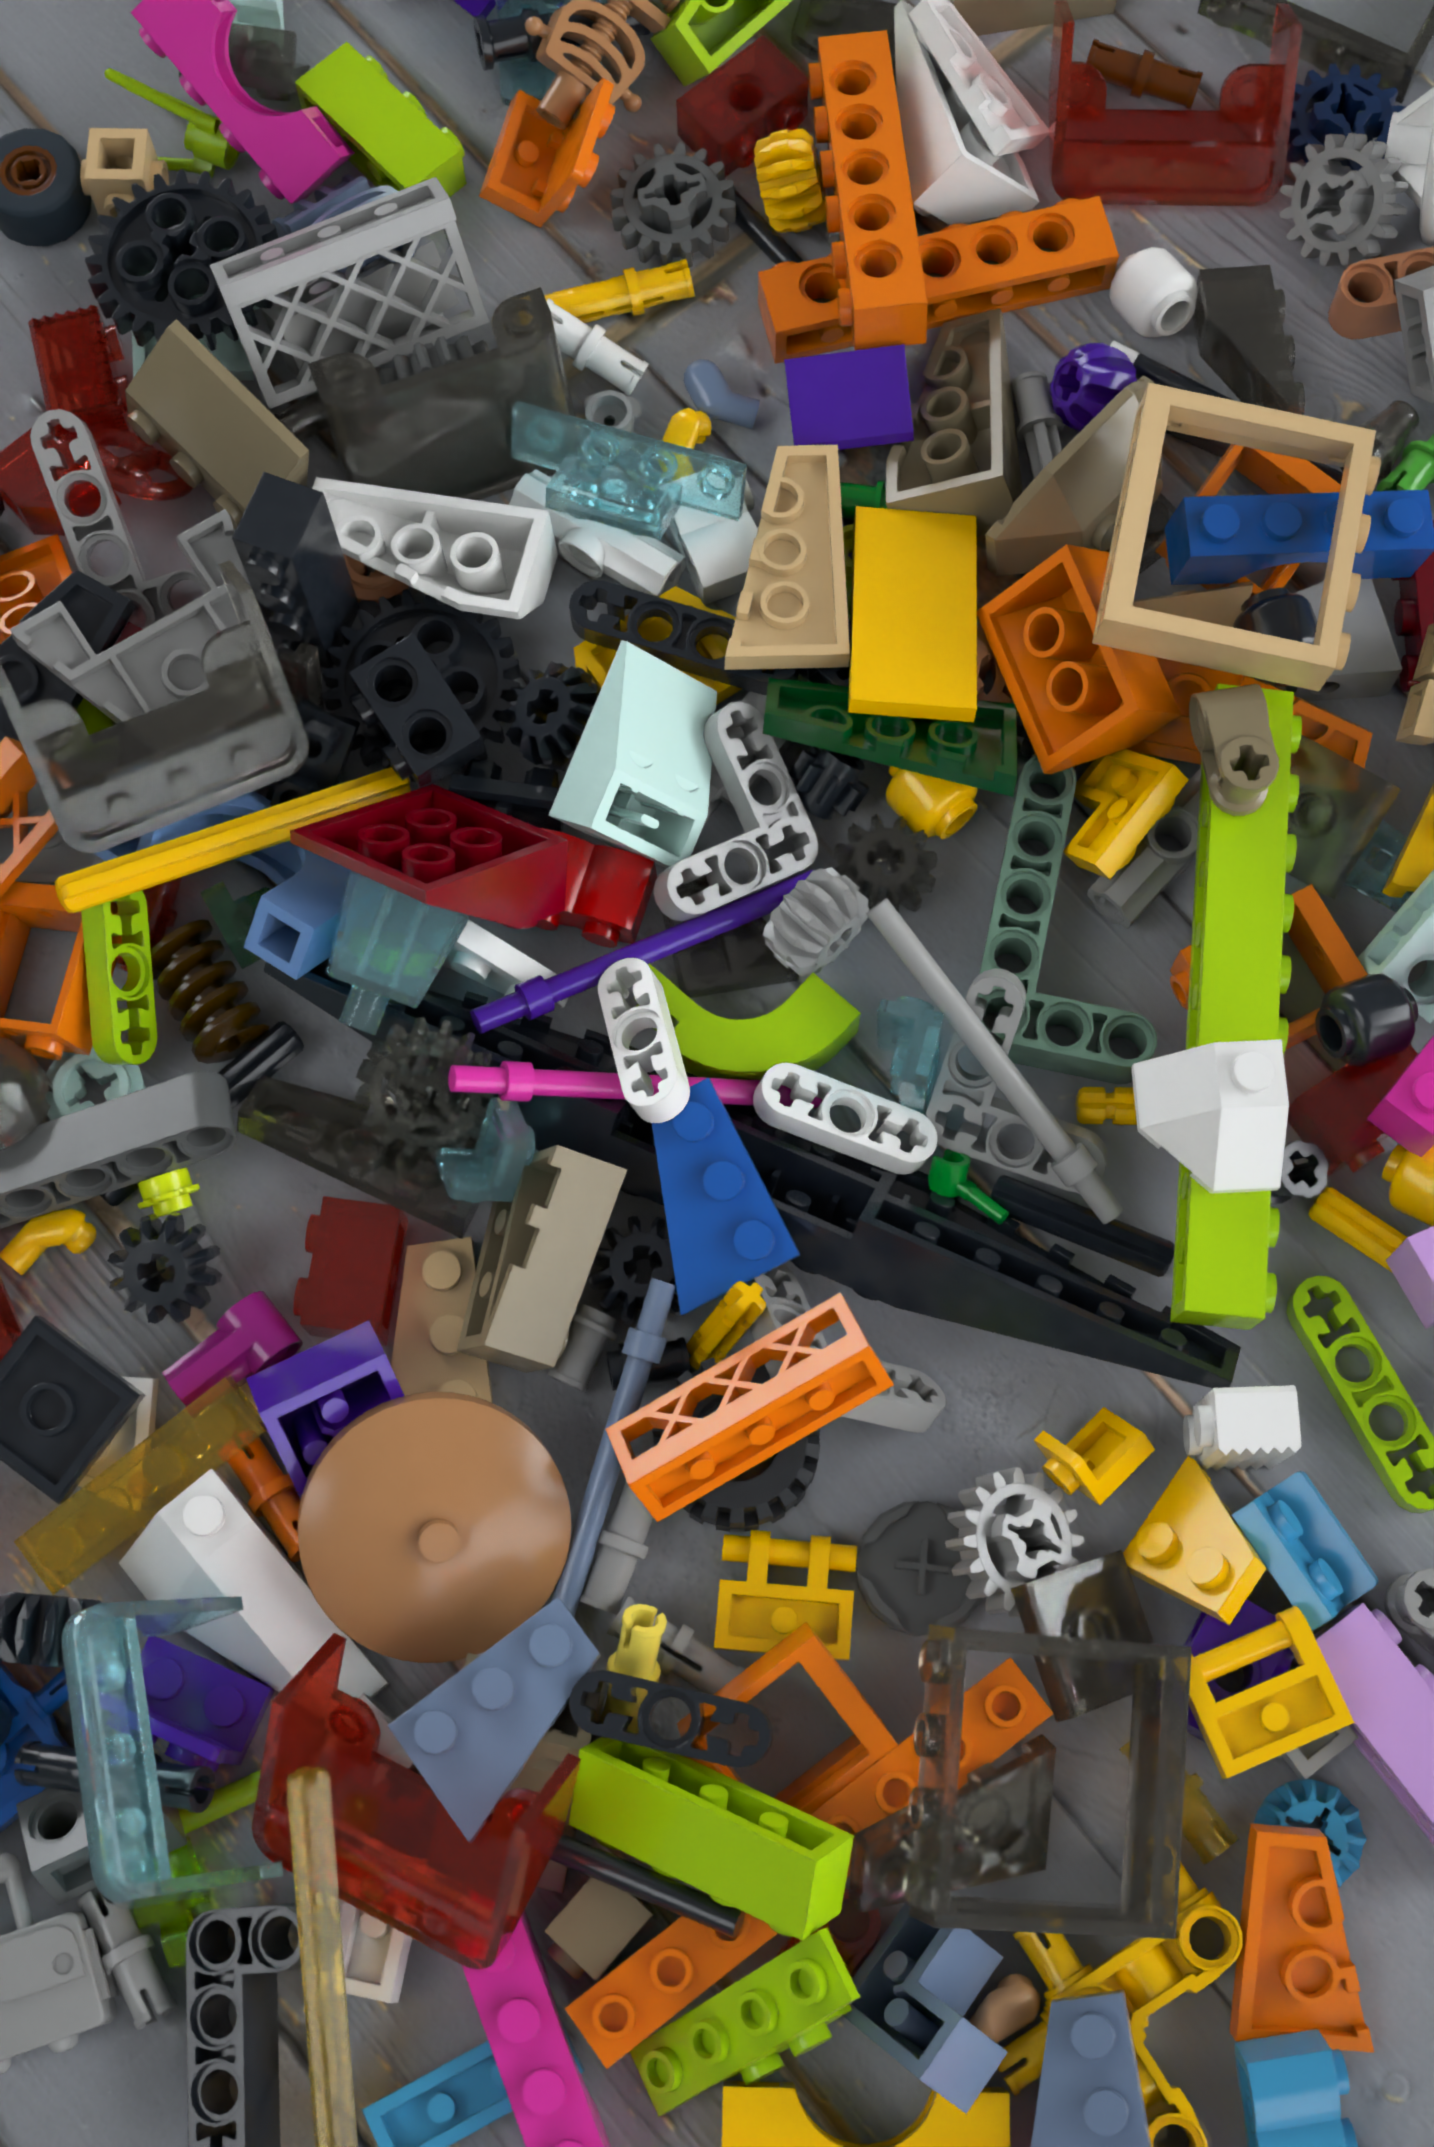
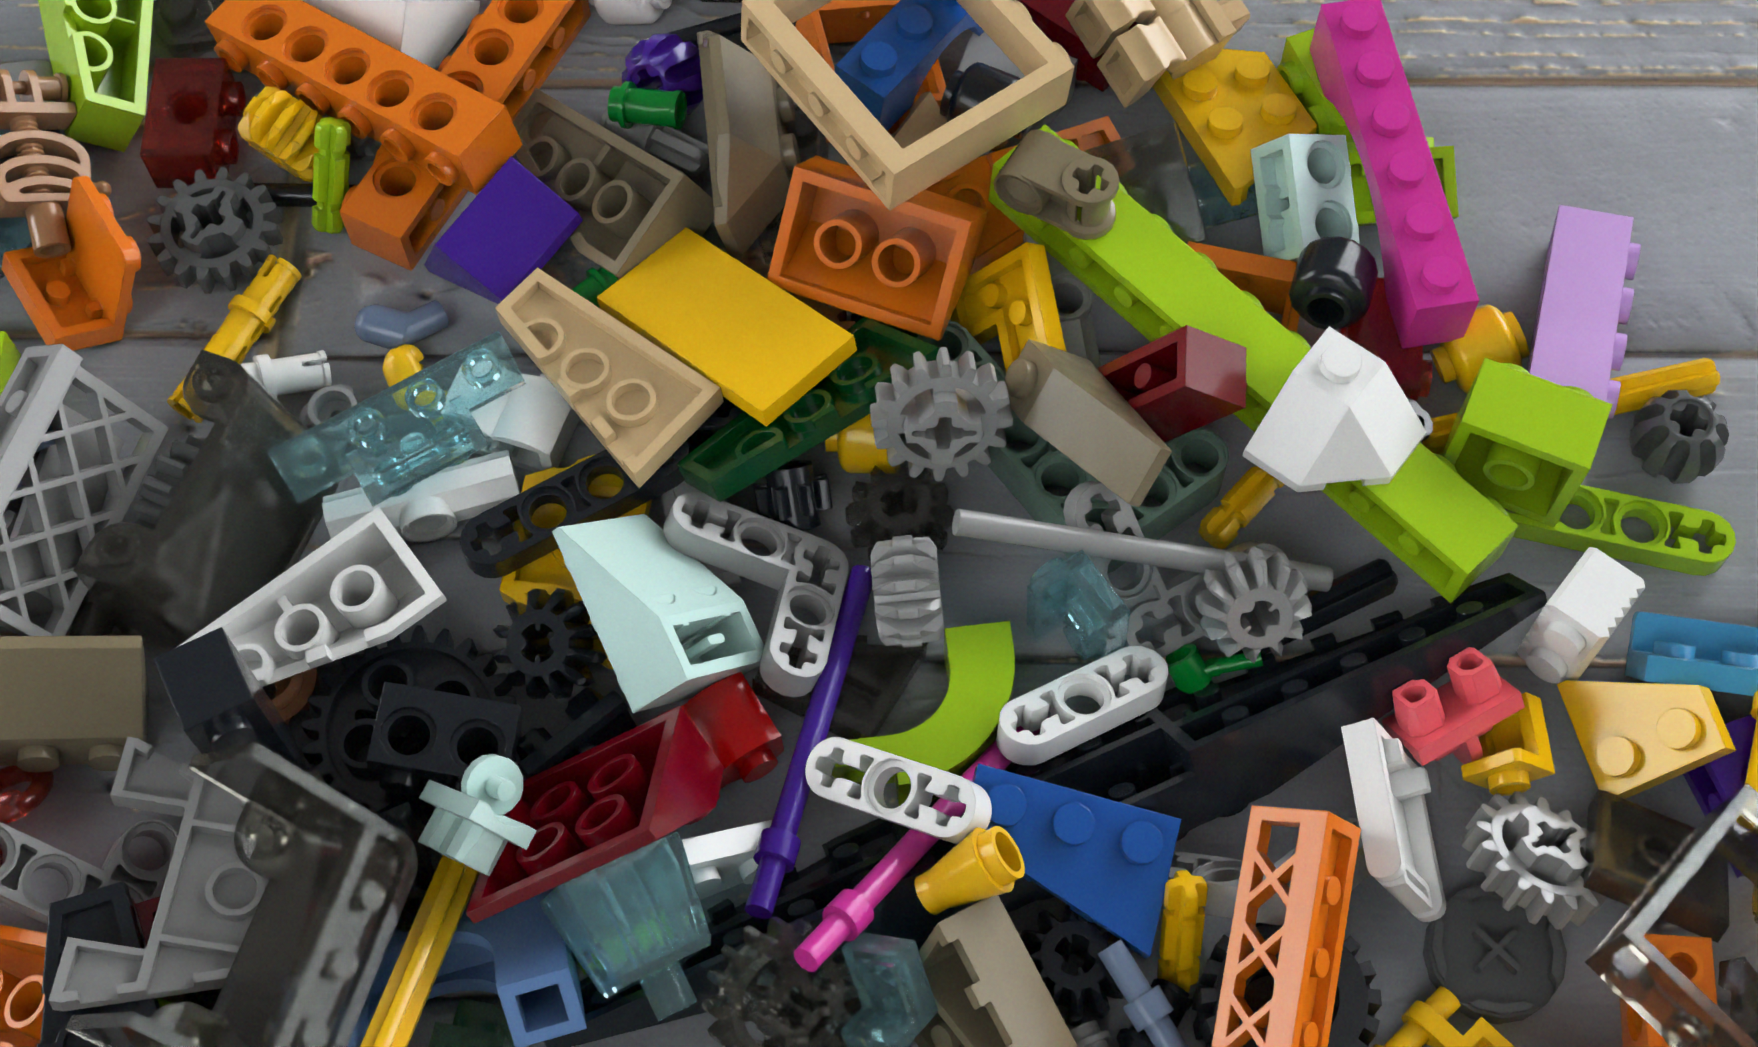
camera: 50 degrees left, 10 degrees down
(369, 779) = (471, 822): none -> light aqua hips
(627, 1140) = (973, 870): none -> yellow cone
(785, 234) = (330, 173): none -> lime axle
(936, 1418) = (1394, 818): none -> white container
(967, 824) = (941, 414): none -> light grey gear
(1027, 1174) = (1253, 604): none -> light grey gear
(1040, 387) = (646, 106): none -> green pin
(1058, 925) = (1085, 419): none -> dark tan slope
(1077, 1391) = (1455, 714): none -> coral hips
(1134, 964) = (1181, 380): none -> dark red brick
(1354, 1267) = (1525, 439): none -> lime brick

